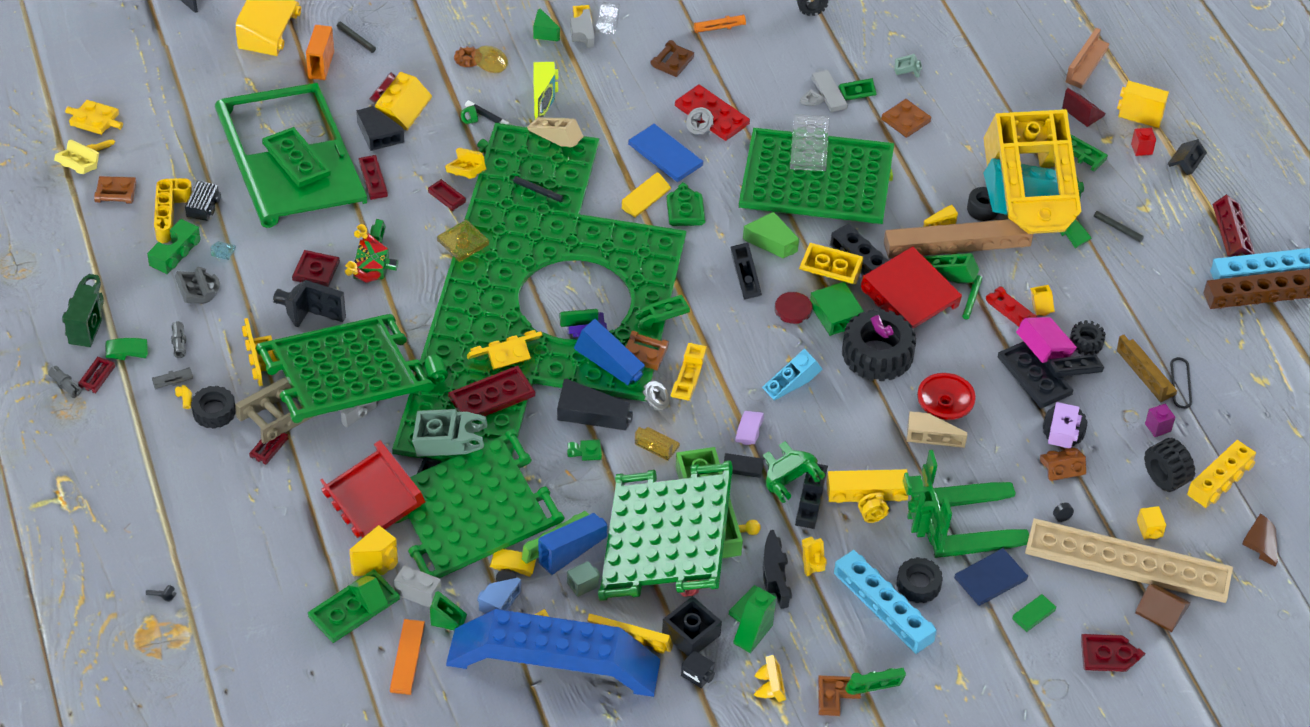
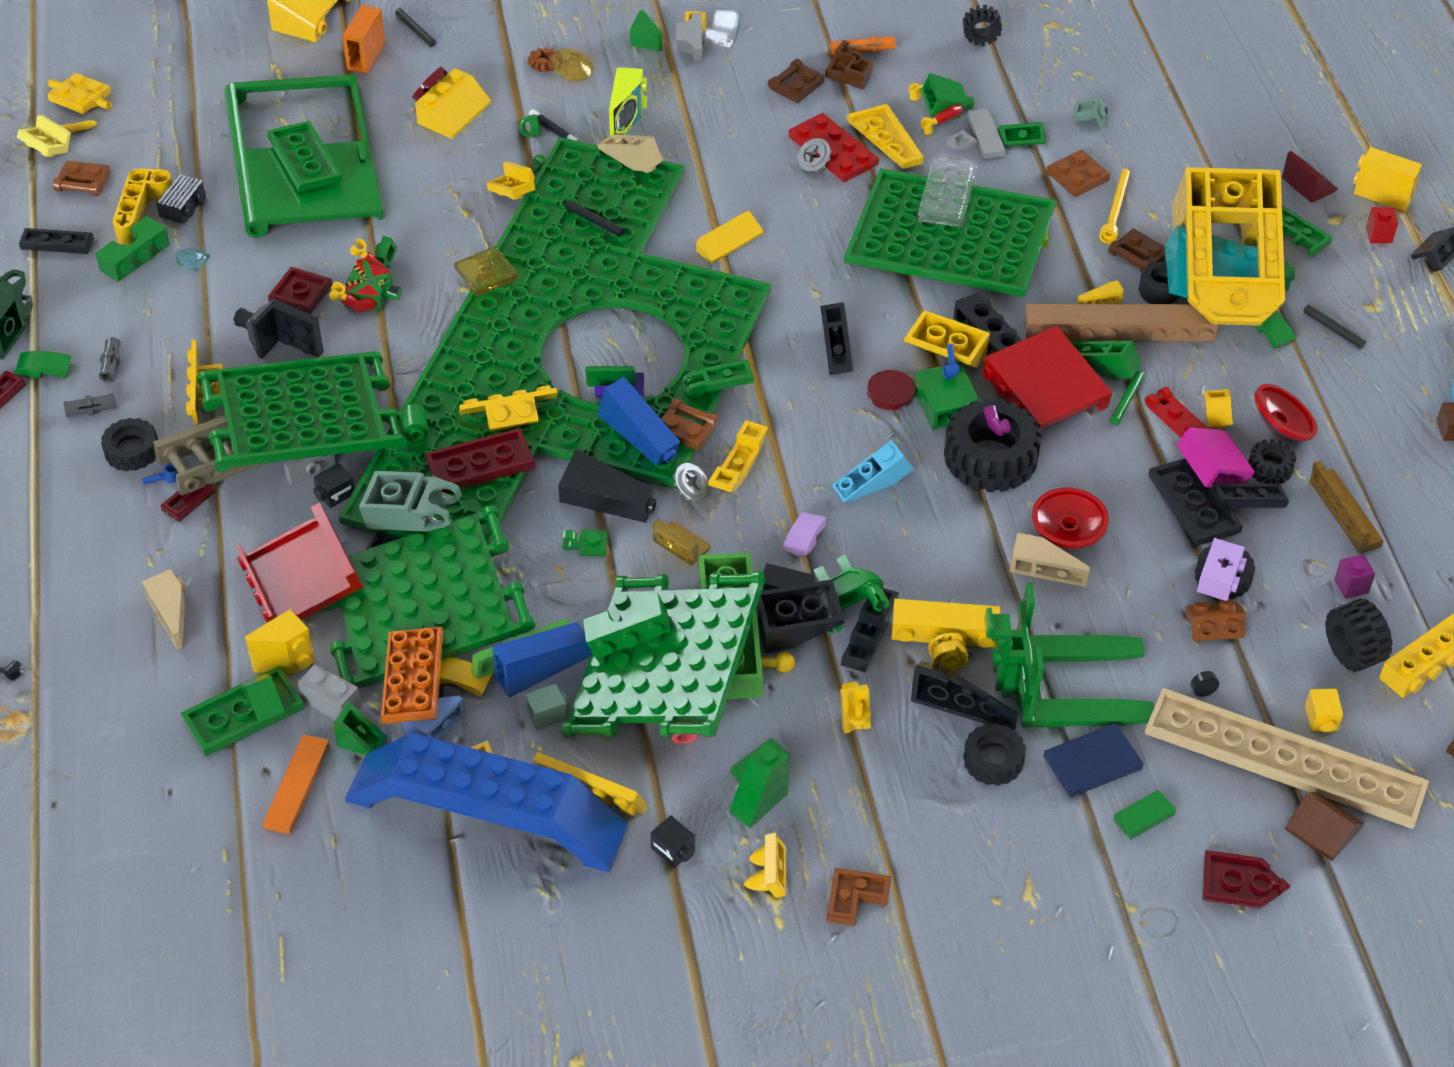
camera: 10 degrees right, 0 degrees up
(108, 245) = (56, 241): none -> black tile
(186, 395) = (100, 424): yellow arm -> none
(197, 285) = (149, 298): dark grey slope -> none
(249, 428) = (168, 475): none -> blue hand
(273, 526) = (167, 600): none -> tan slope
(373, 177) = (396, 189): dark red tile -> none
(378, 128) = (416, 133): black slope -> none
(382, 424) = (333, 485): none -> black brick
(446, 195) = (482, 217): dark red tile -> none
(480, 565) = (412, 675): none -> orange tile
(621, 521) = (646, 622): none -> green arch
(665, 152) = (764, 189): blue tile -> none
(685, 207) = (776, 256): green tile -> none
(692, 626) = (675, 784): black brick -> none
(713, 43) = (849, 67): none -> reddish brown slope
(753, 98) = (887, 134): none -> yellow wing
(759, 490) = (797, 614): none -> black slope
(771, 235) = (879, 299): bright green slope -> none
(774, 570) = (802, 719): black slope -> none
(792, 65) = (943, 99): none -> green torso
(840, 287) = (952, 368): none -> blue hand
(874, 591) = (915, 741): medium azure brick -> none
(875, 681) = (909, 883): green plate -> none
(881, 538) = (951, 693): none -> black wedge
(938, 164) = (1109, 231): none -> yellow piece
(962, 177) = (1138, 249): none -> reddish brown plate
(1086, 60) = (1322, 121): nougat fence -> none
(1092, 299) = (1284, 413): none -> red dish
(1189, 382) = (1401, 530): black piece -> none

